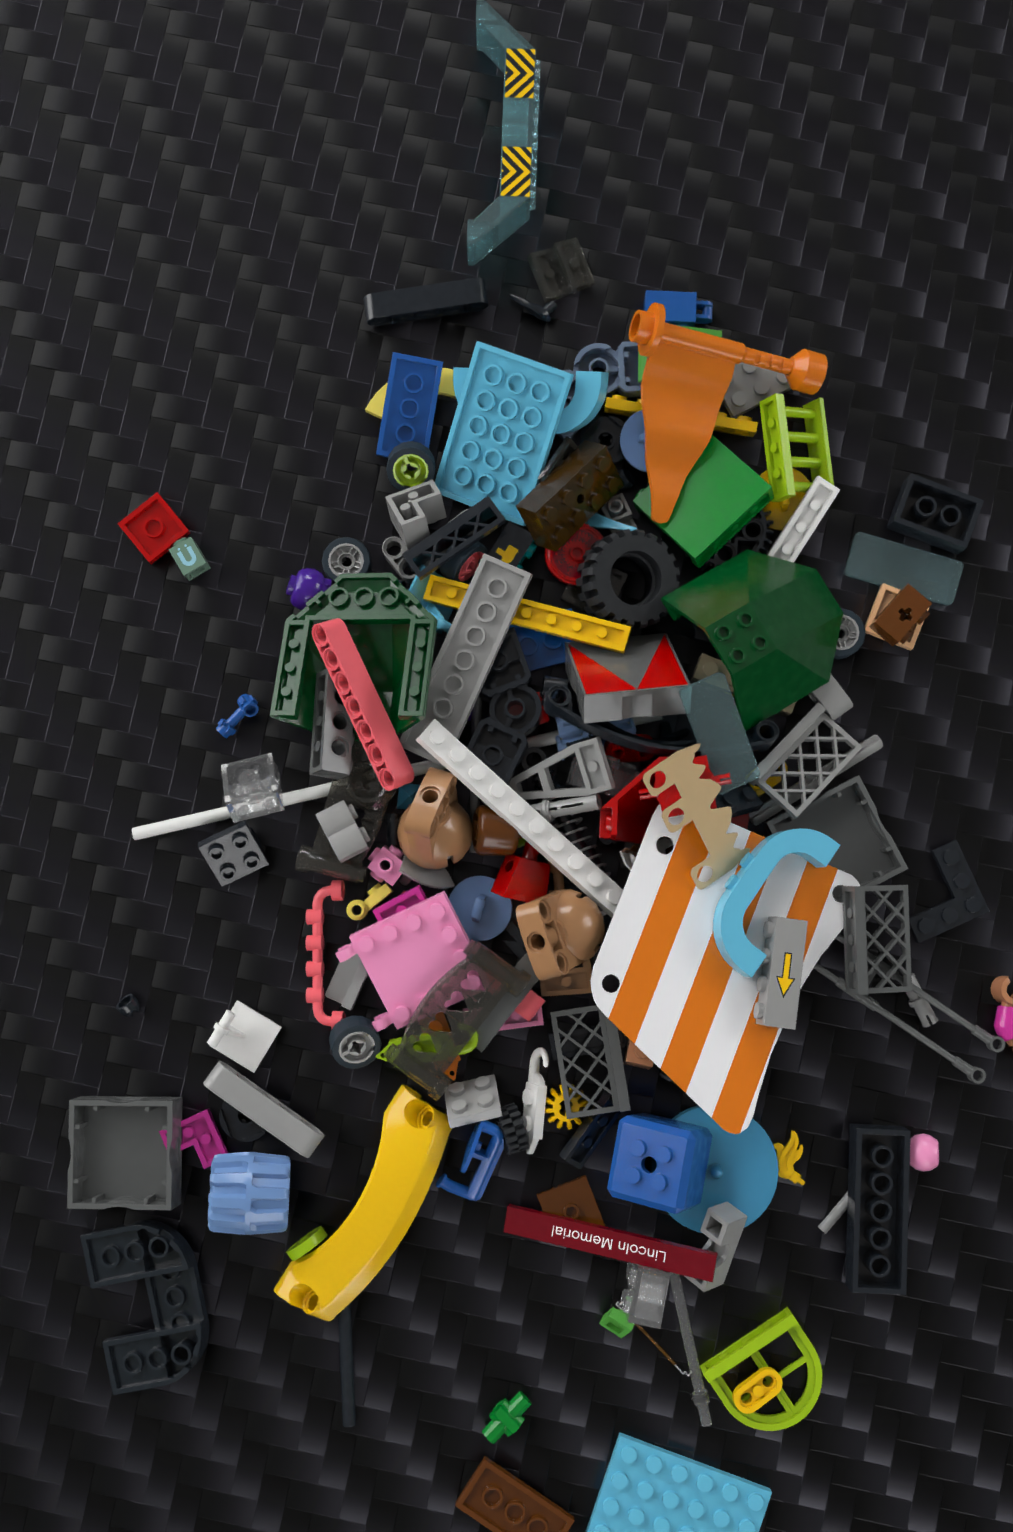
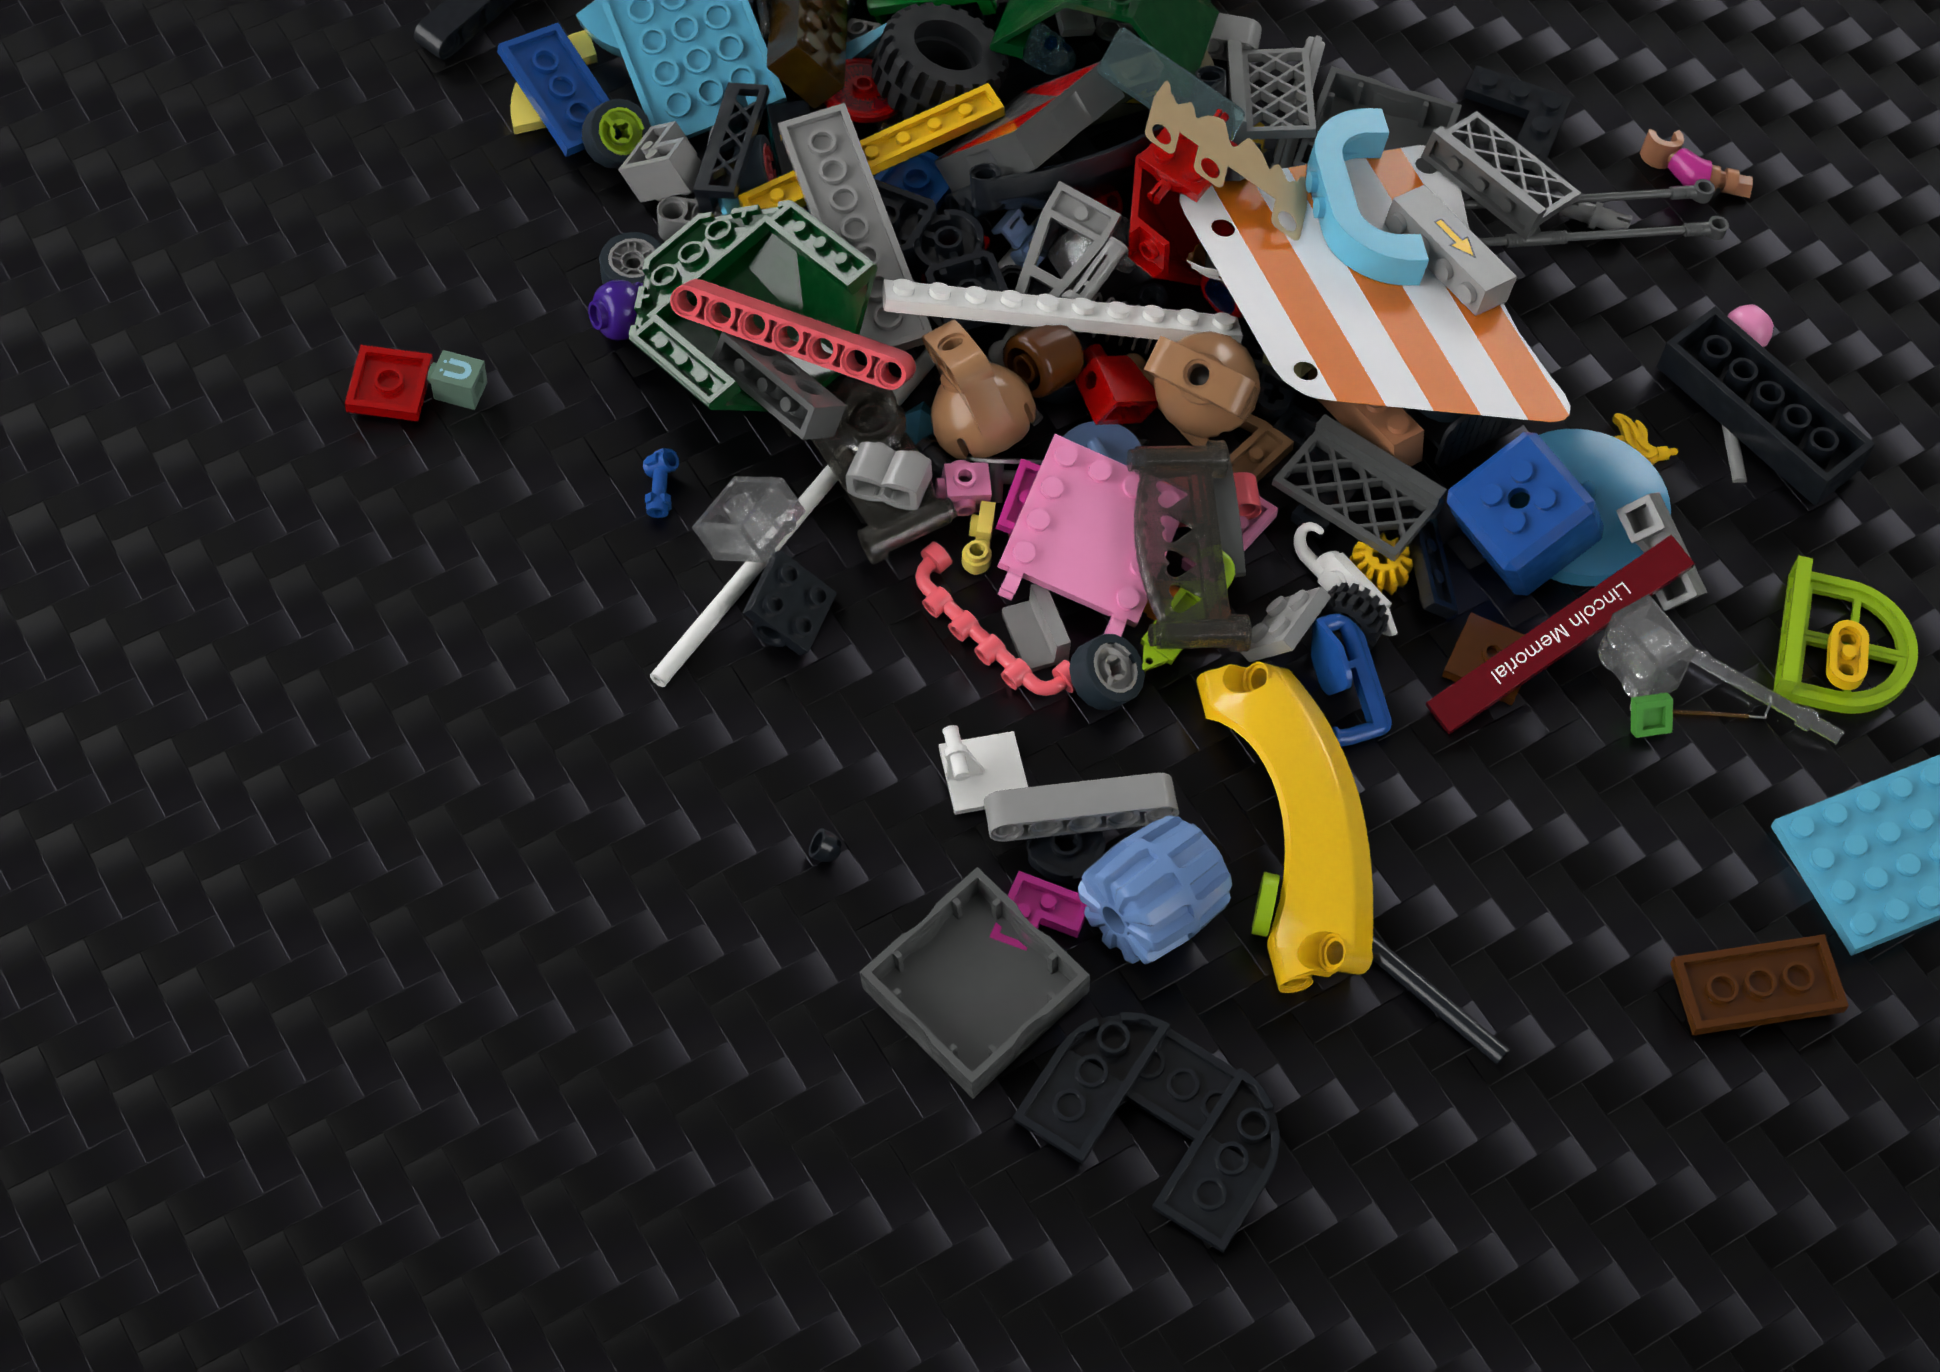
camera: 50 degrees left, 25 degrees down
(506, 1417) = (1649, 901): green axle -> none

